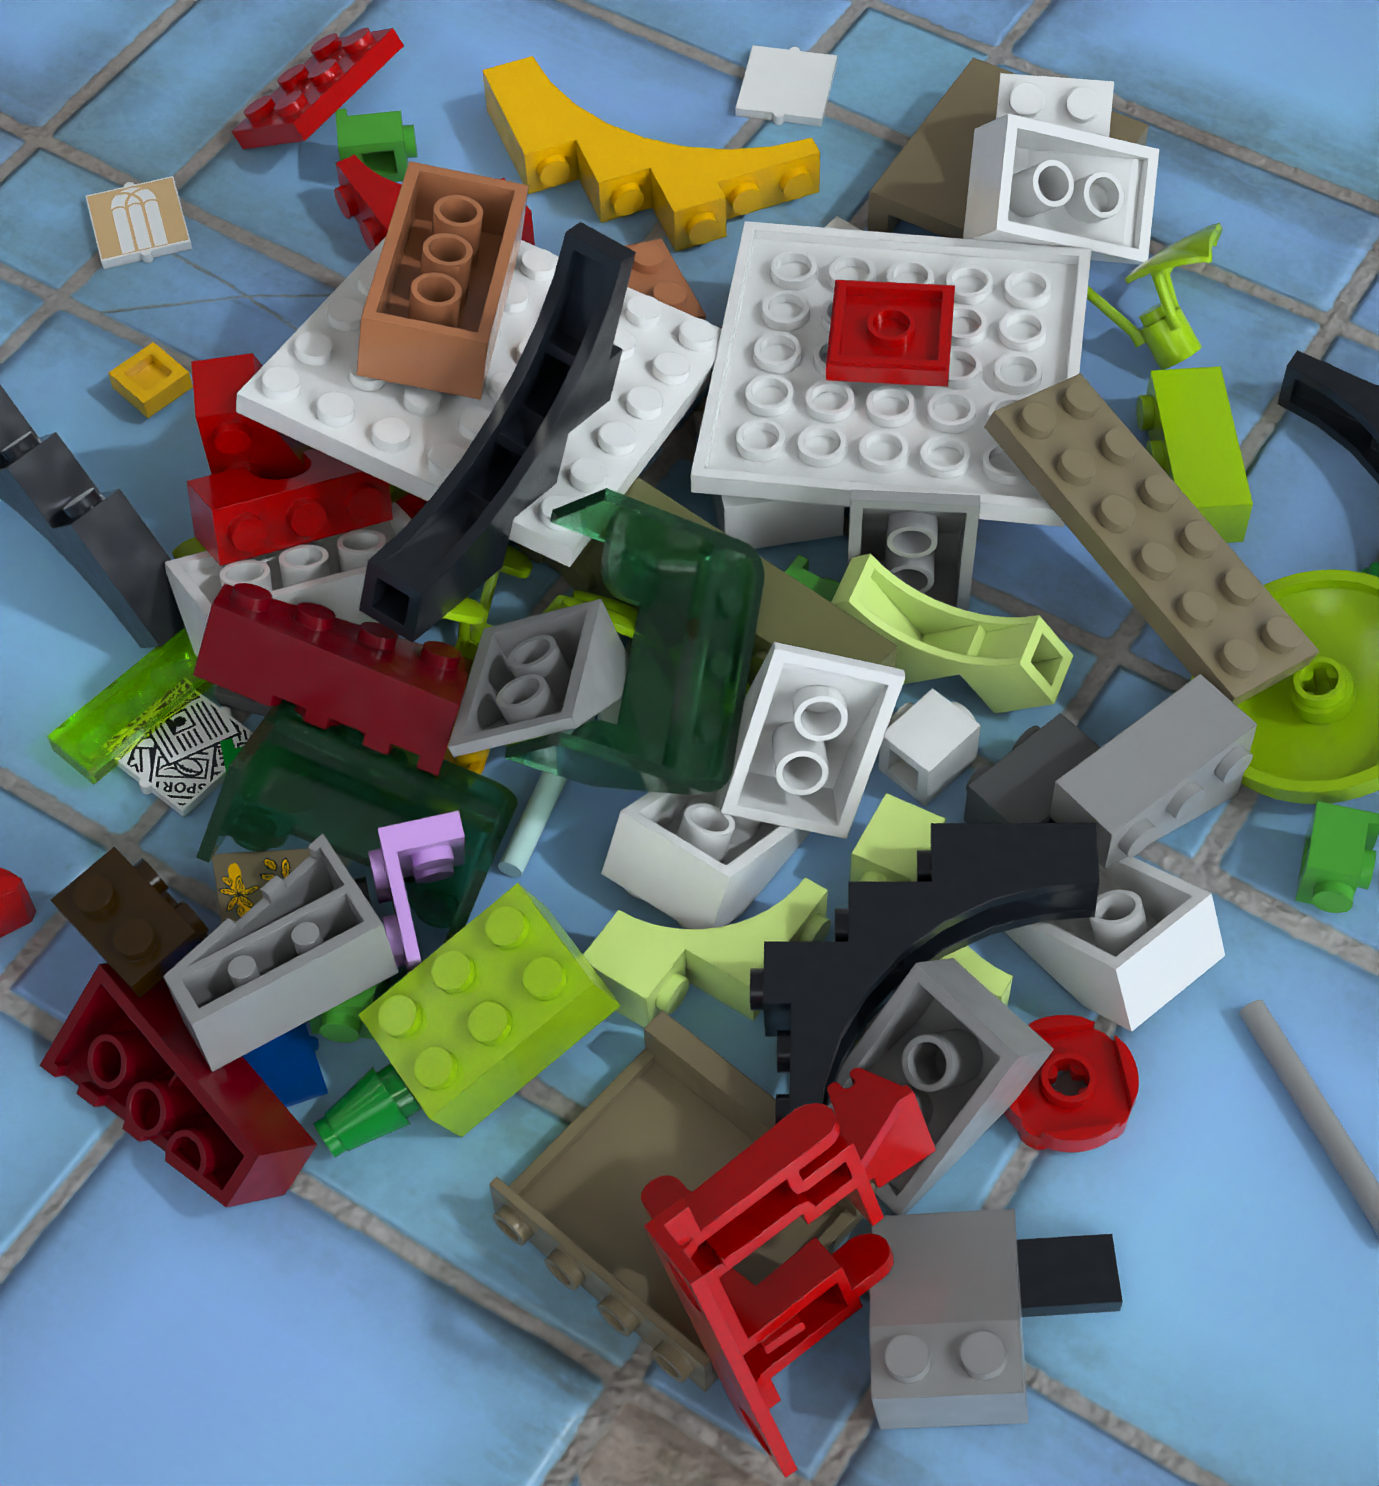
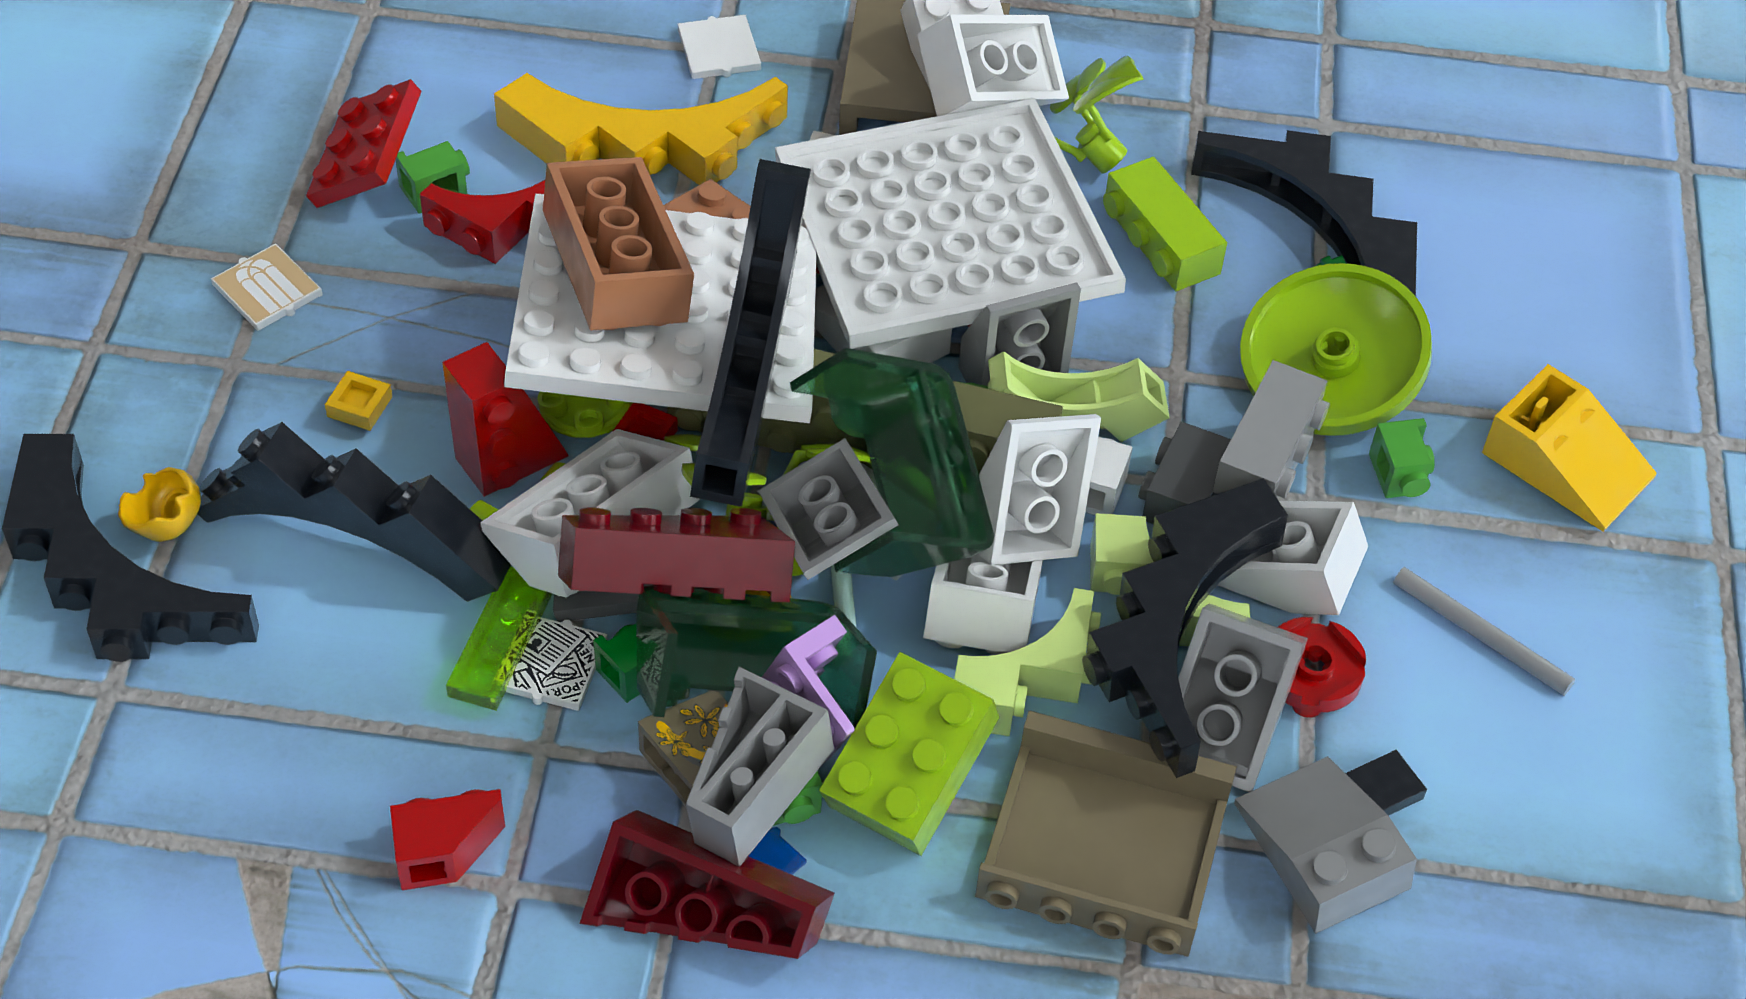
camera: 30 degrees left, 5 degrees down
(130, 919) = (623, 783): dark brown bracket -> none
(252, 516) = (532, 467): red arch -> none
(367, 1111) = (852, 858): green cone -> none
(785, 1174) = (1218, 883): red container -> none
(890, 333) = (937, 193): red plate -> none
(1151, 539) = (1187, 279): dark tan plate -> none

